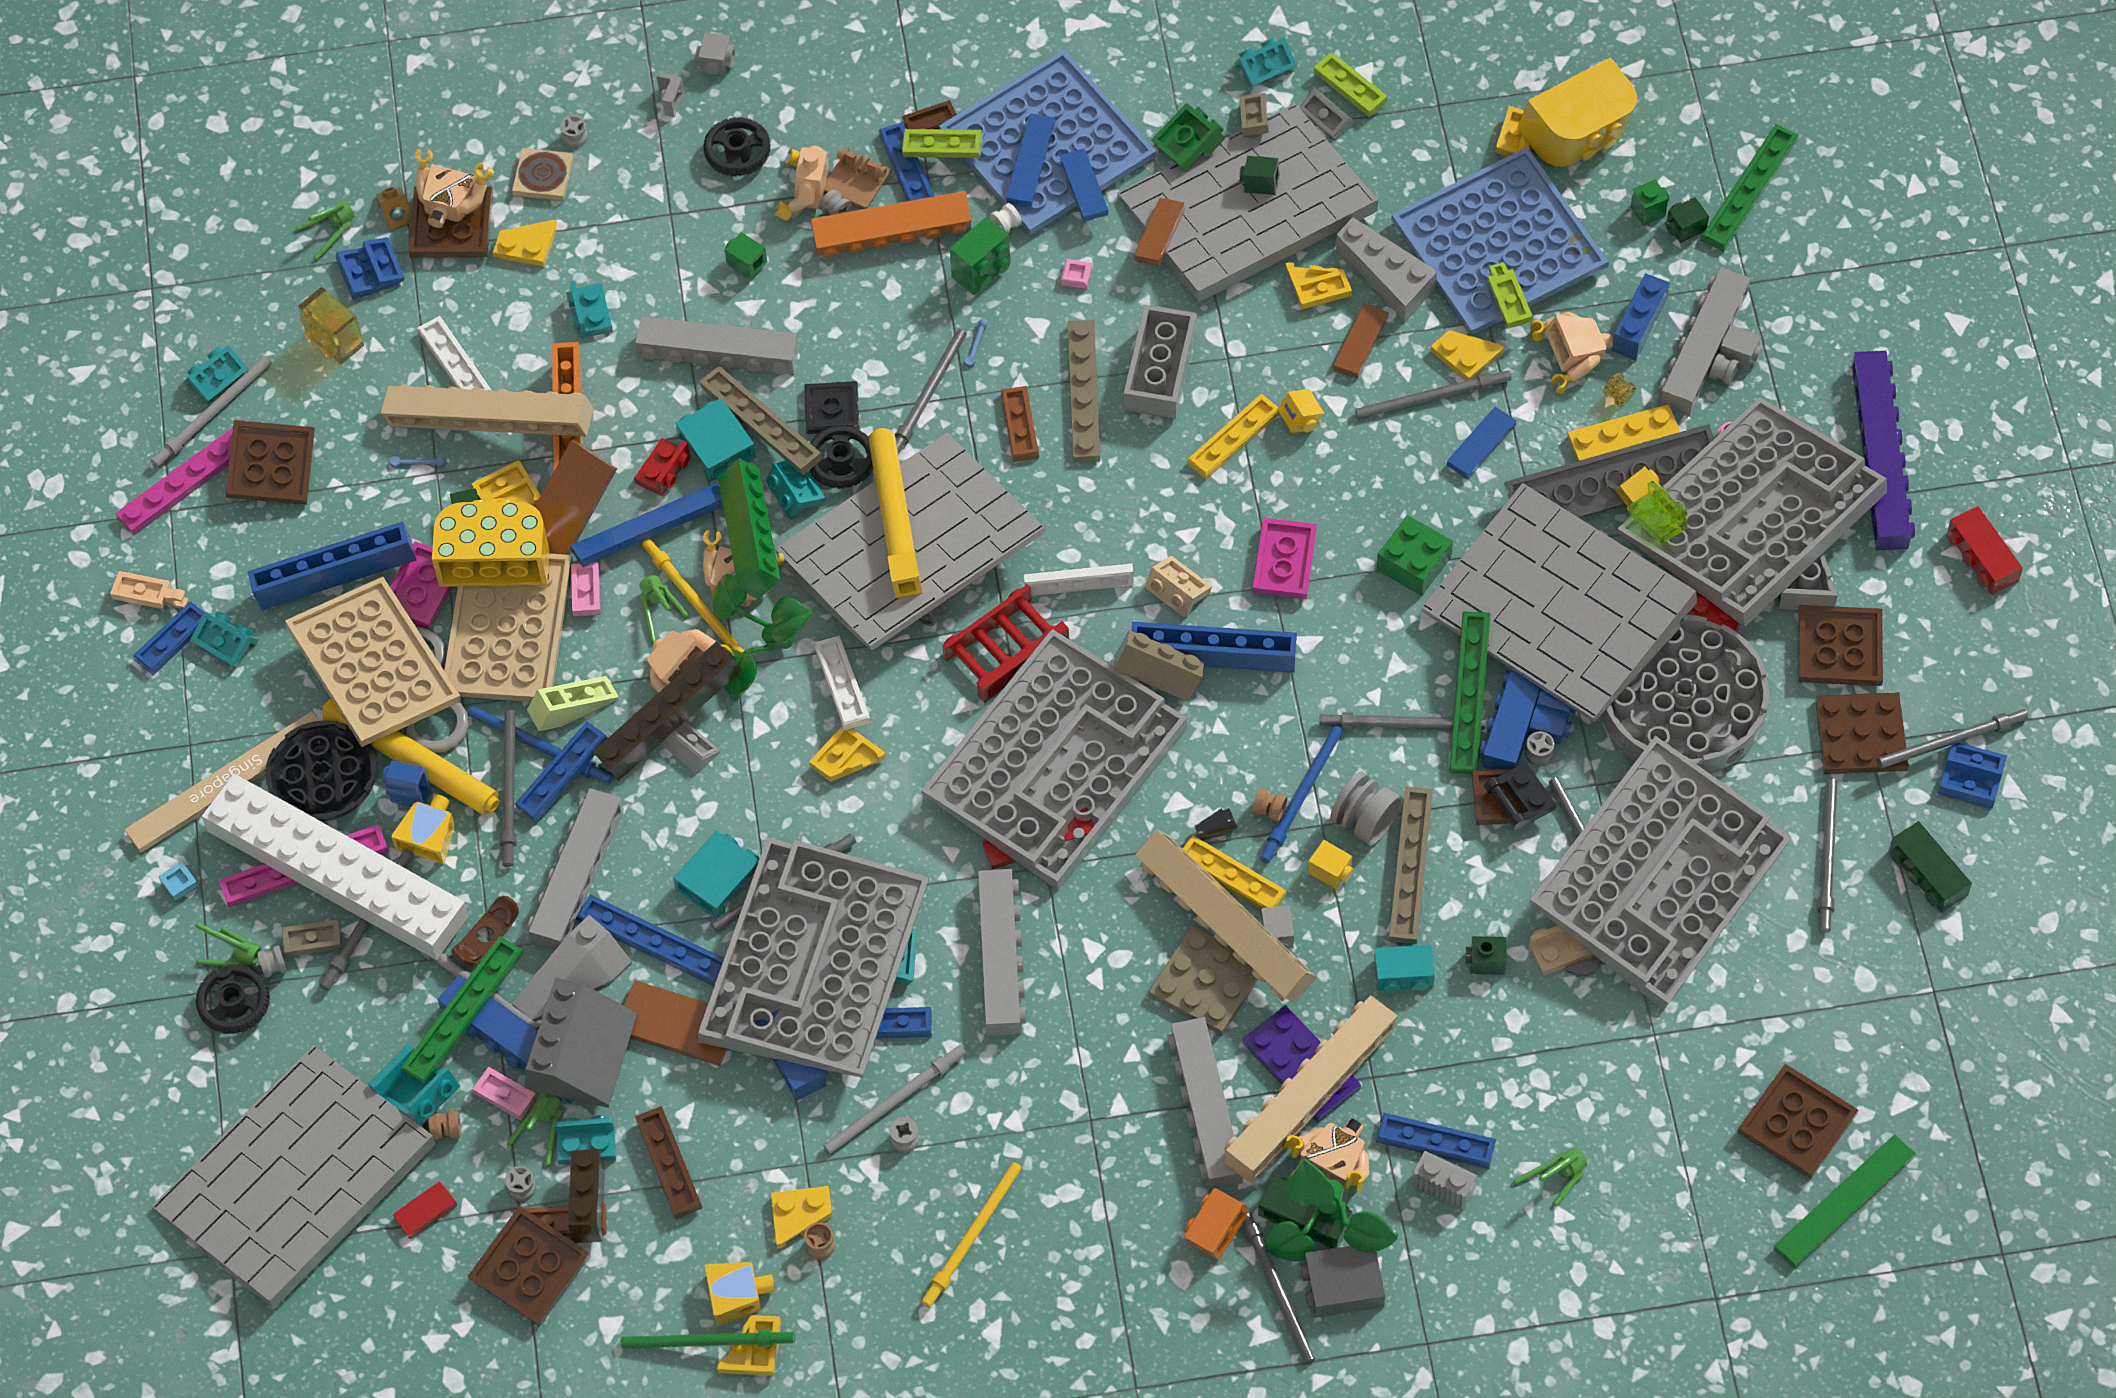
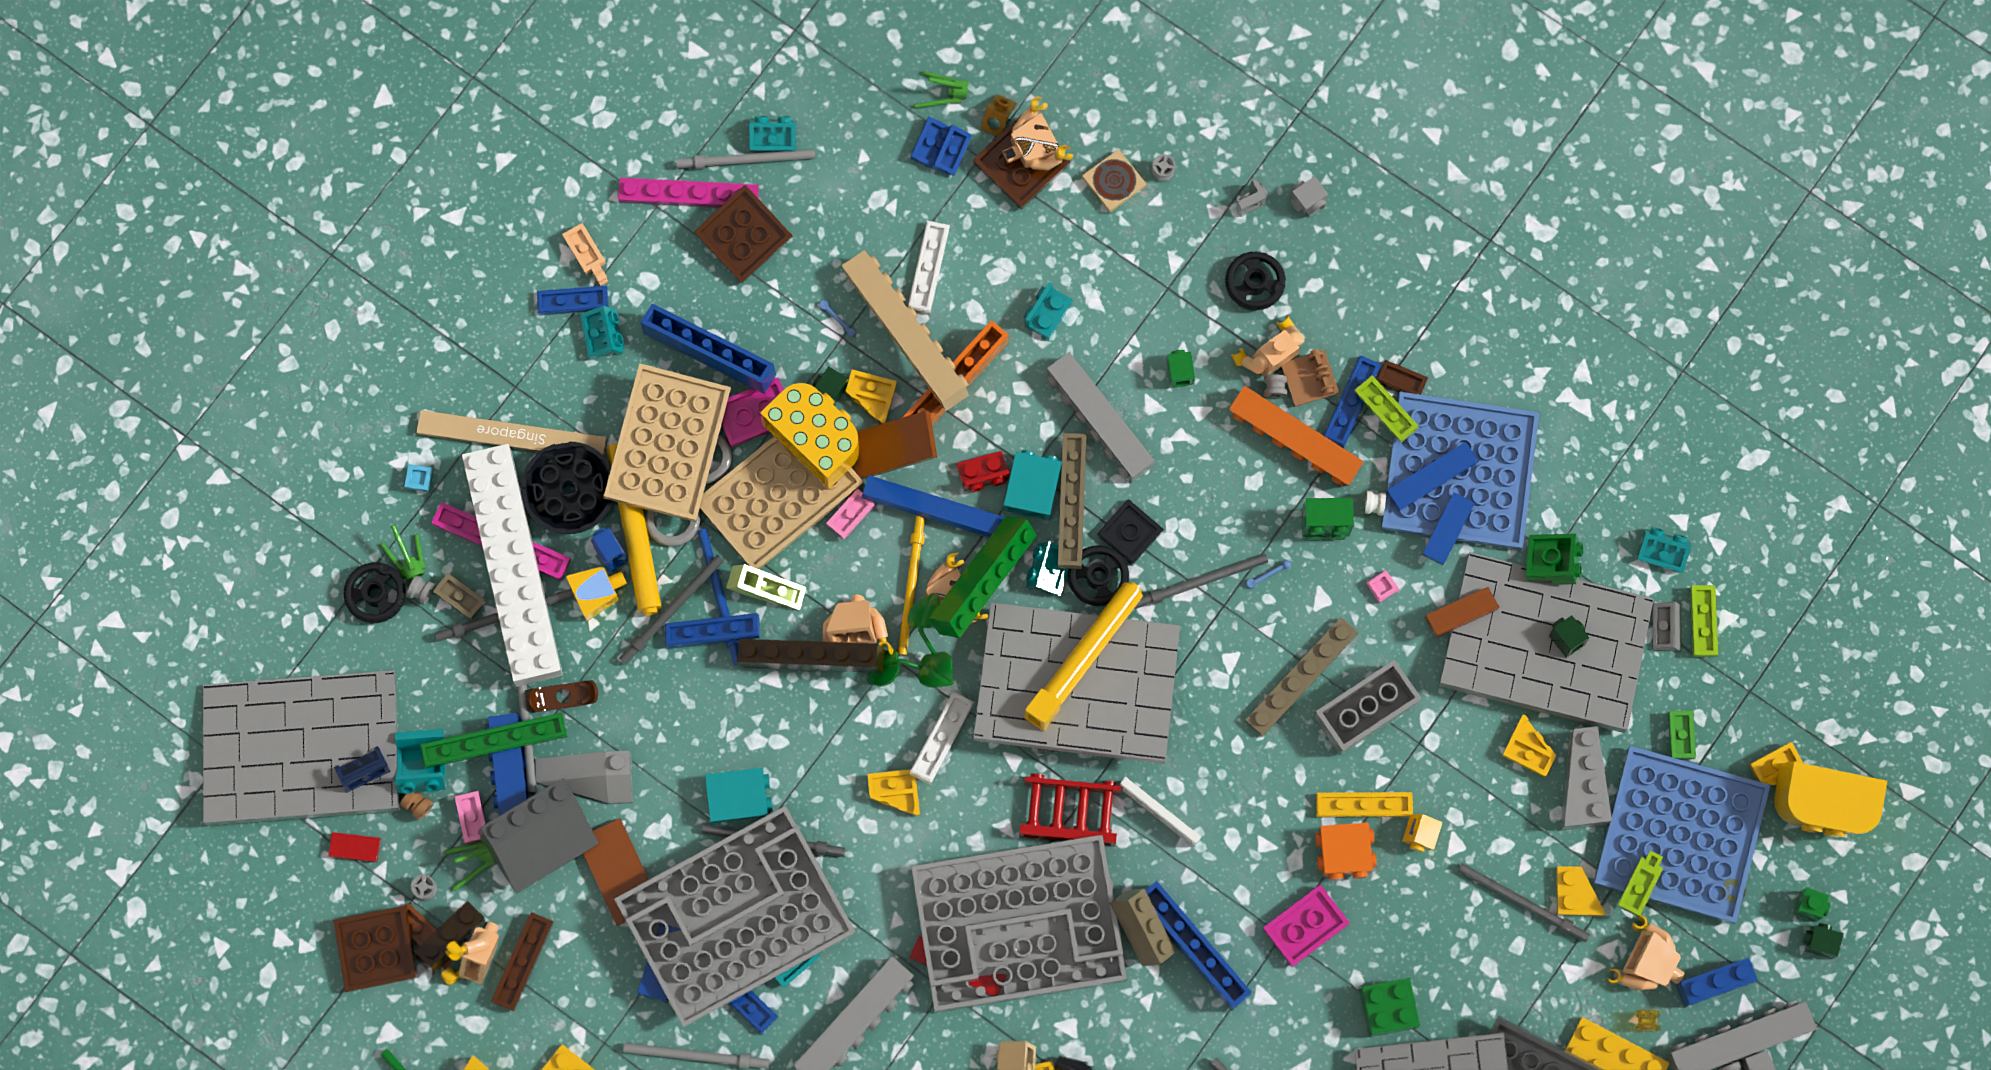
camera: 40 degrees right, 15 degrees up
(330, 326) = (869, 170): clear yellow brick -> none
(371, 1132) = (362, 770): none -> dark blue hinge
(526, 243) = (1055, 223): yellow wing -> none
(576, 869) = (656, 707): light grey brick -> none
(585, 1135) = (488, 898): teal bracket -> none
(628, 1187) = (476, 955): none -> light nougat torso
(653, 940) = (658, 800): blue tile -> none
(655, 592) = (890, 557): bright green plant -> none
(690, 747) = (809, 690): light grey slope -> none
(1019, 423) = (1237, 660): dark orange tile -> none
(1176, 585) = (1219, 877): tan bracket -> none
(1254, 114) = (1615, 583): dark tan plate -> none
(1256, 475) = (1345, 850): none -> orange brick
(1361, 341) = (1516, 816): dark orange tile -> none
(1421, 173) = (1681, 734): none -> bright green plate
(1481, 442) = (1519, 968): blue tile -> none
(1749, 188) = (1894, 957): green tile -> none

